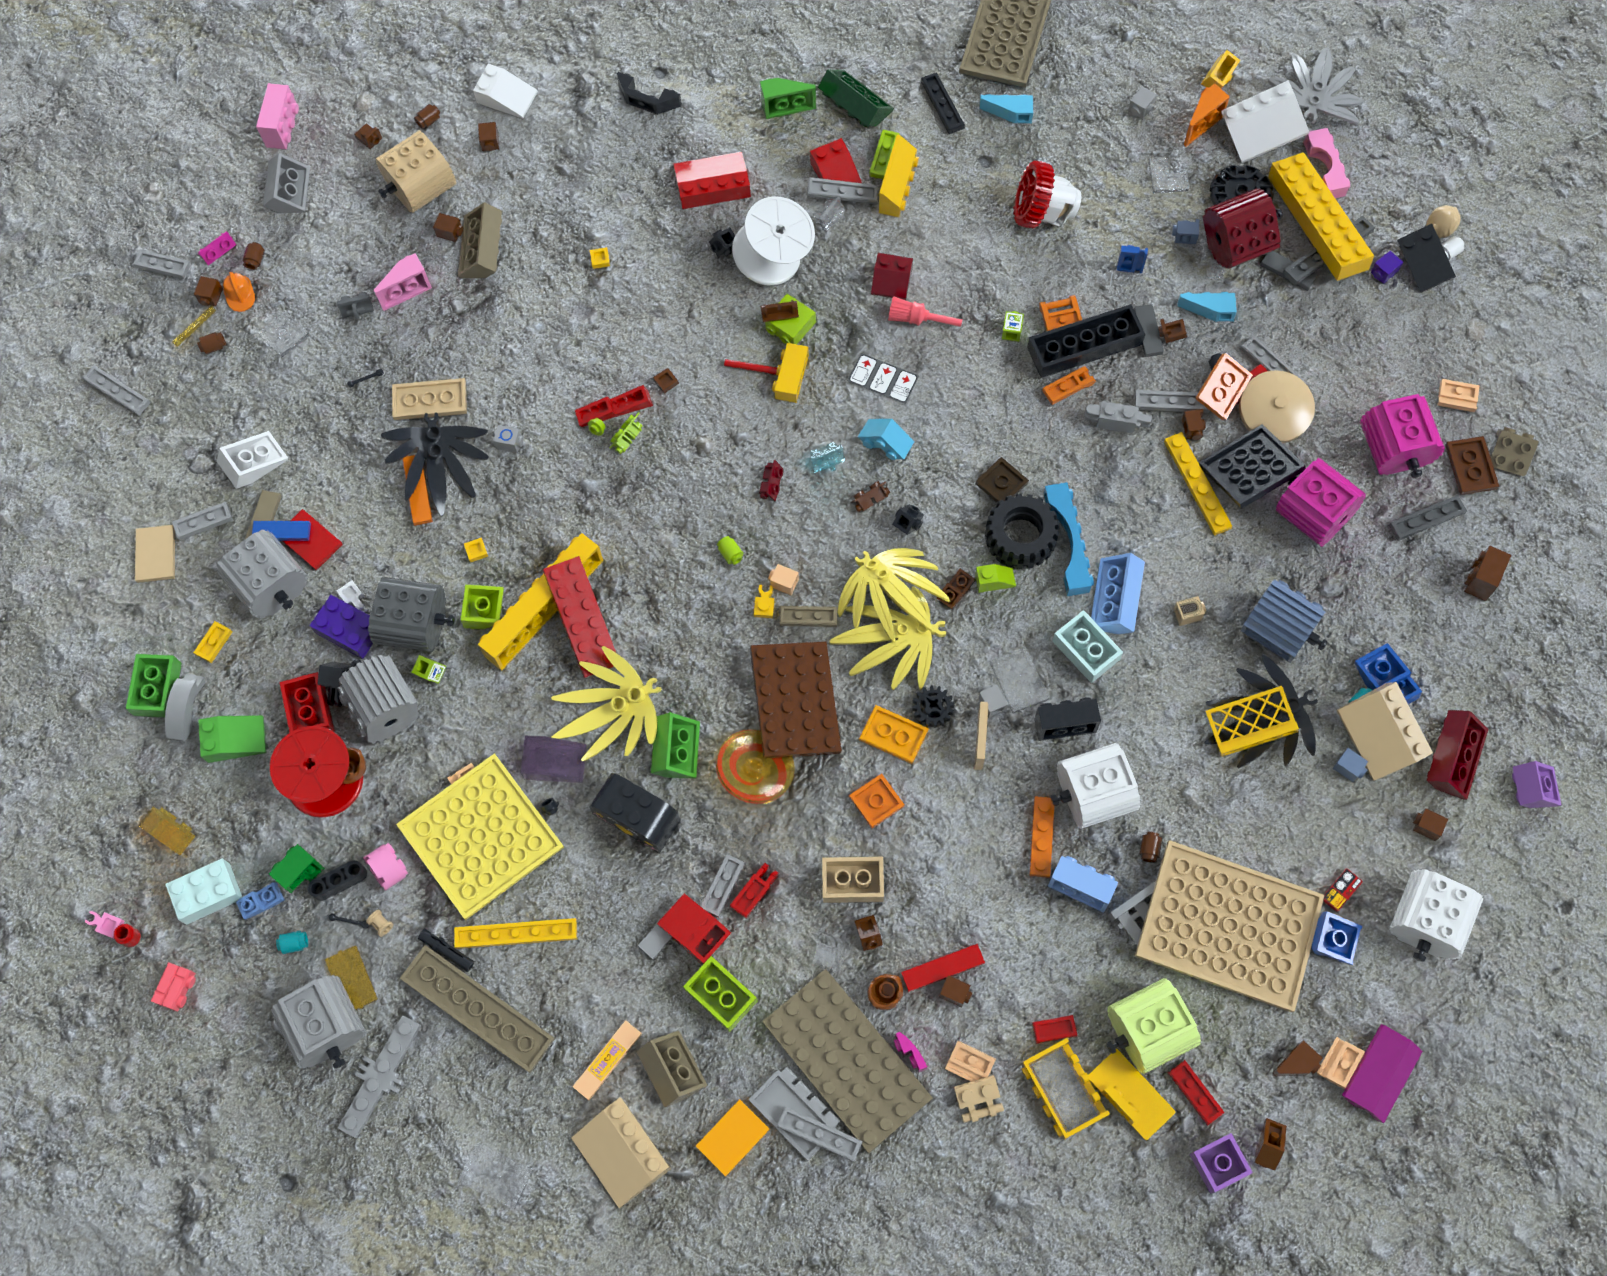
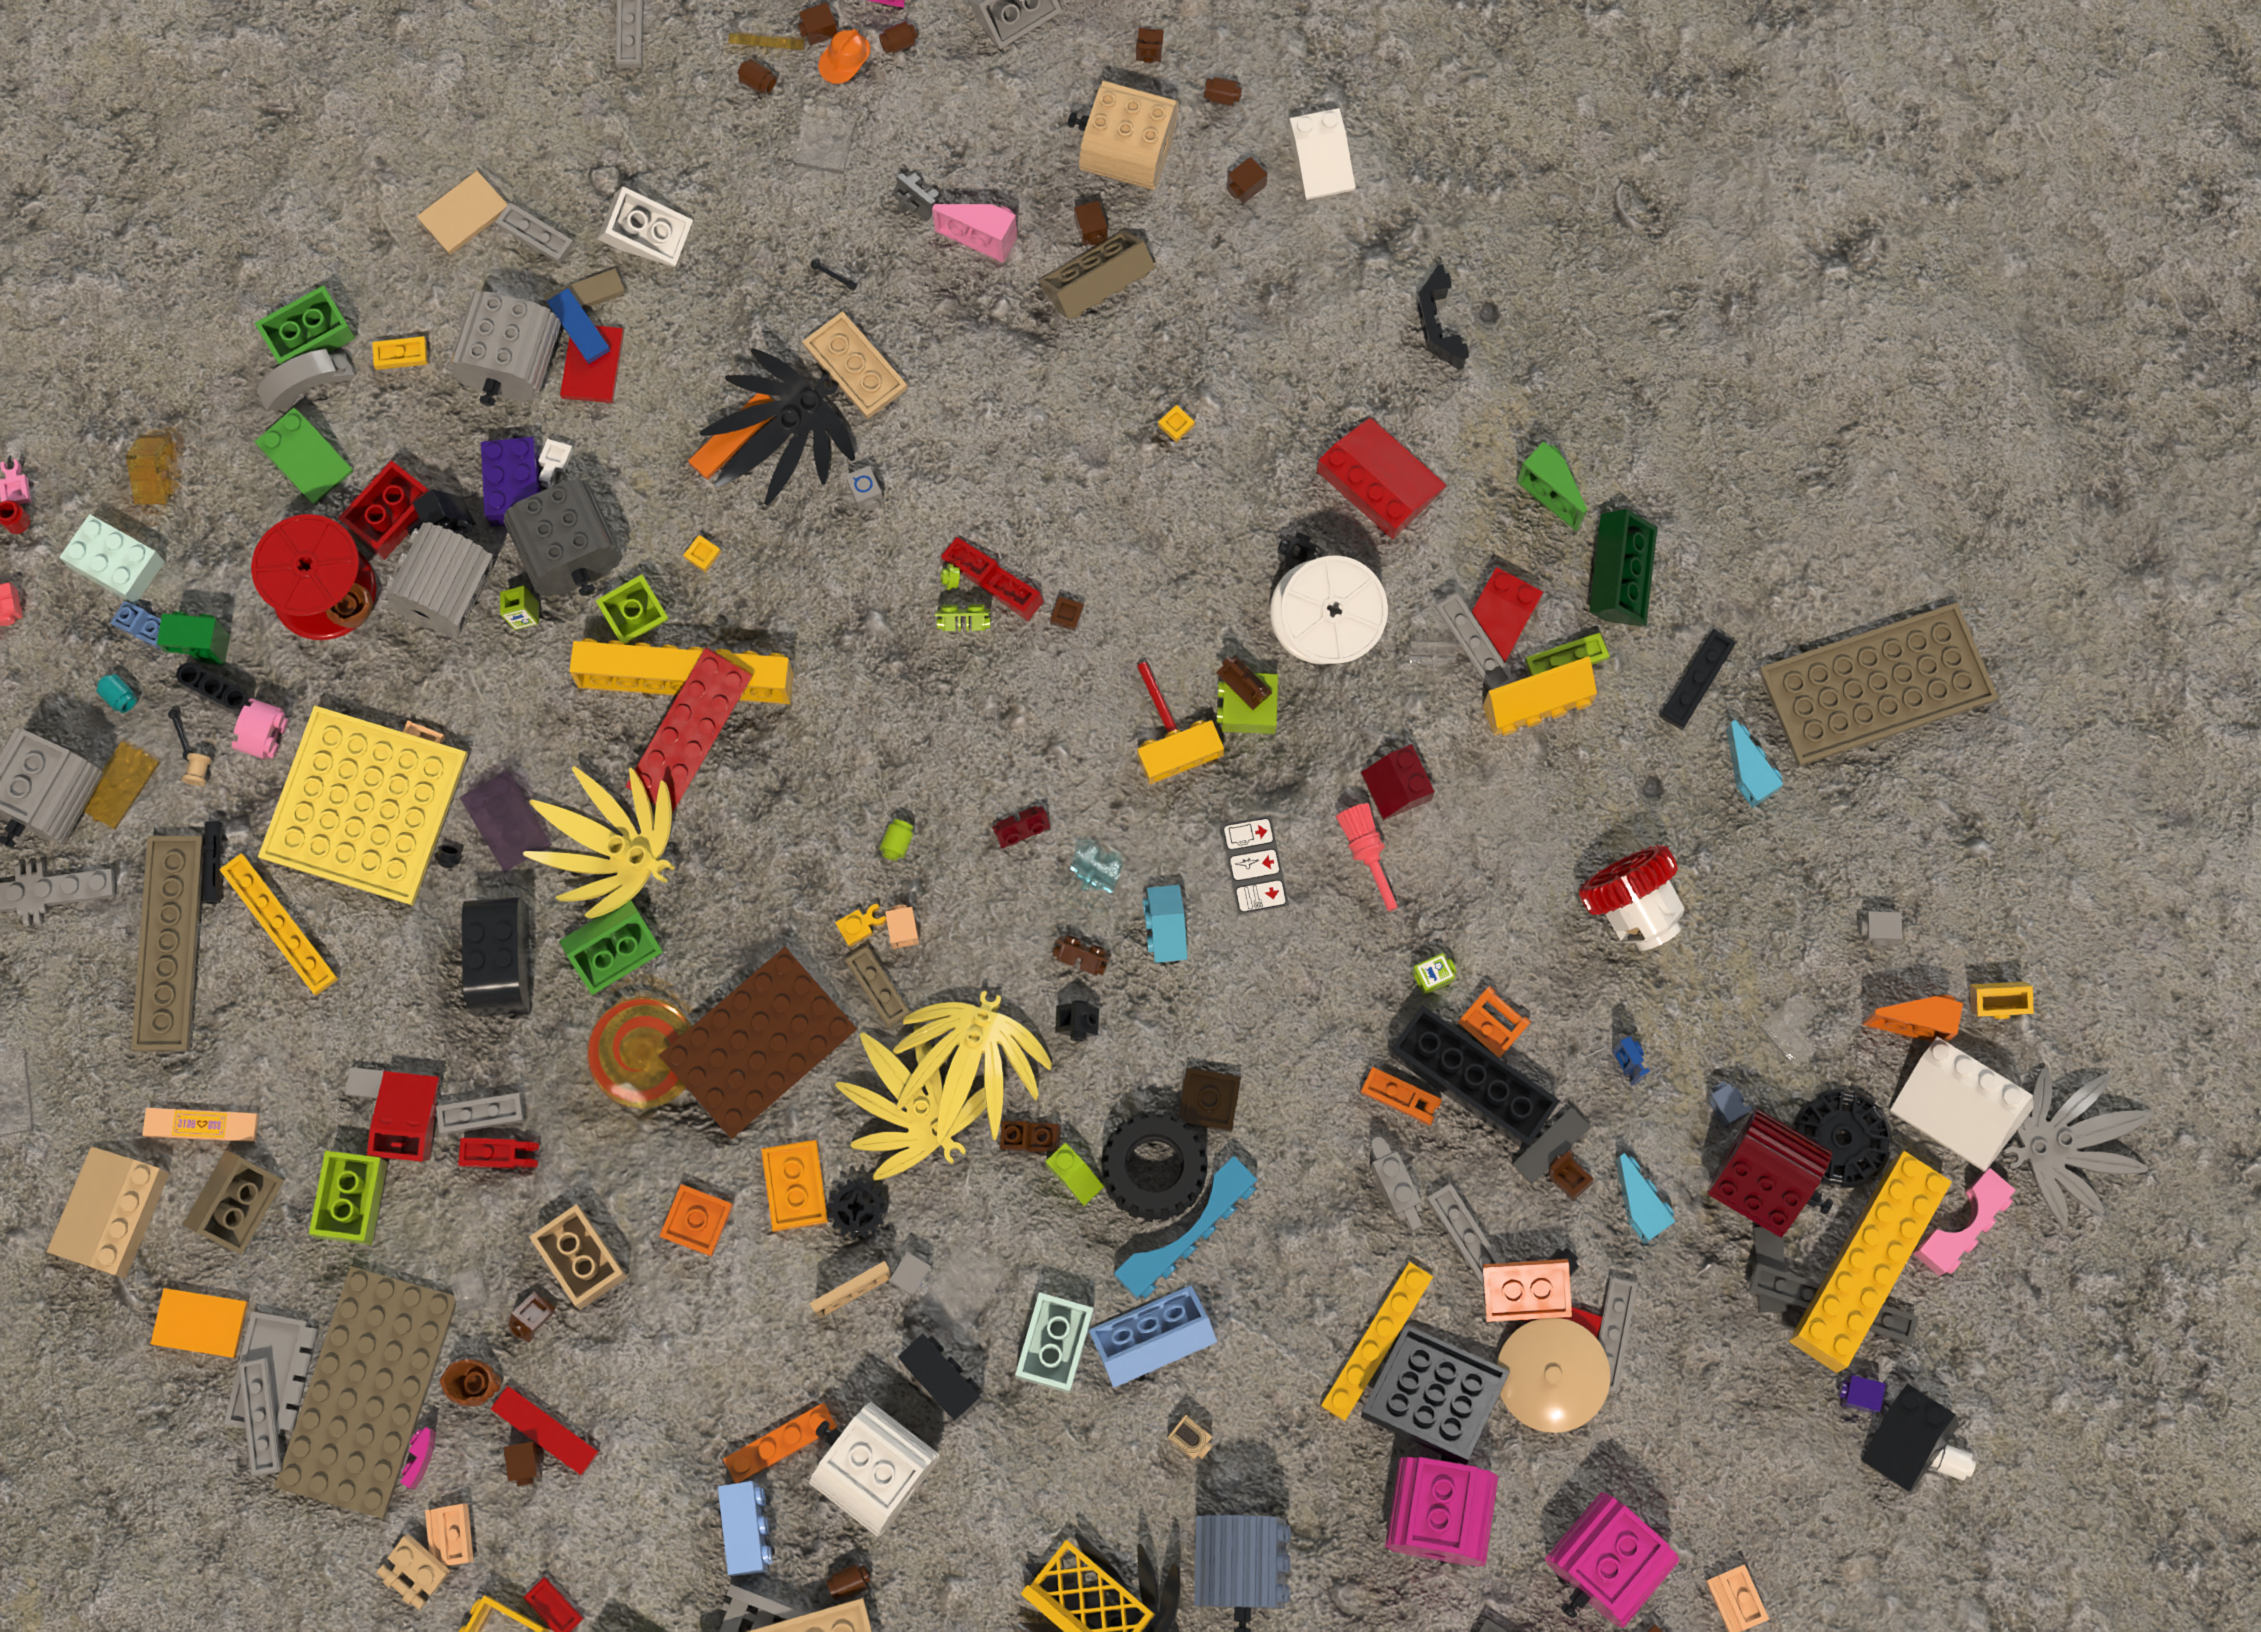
camera: 50 degrees right, 5 degrees up
(1193, 424) = (1453, 1286): reddish brown brick -> none
(1444, 220) = (1986, 1428): tan hair -> none

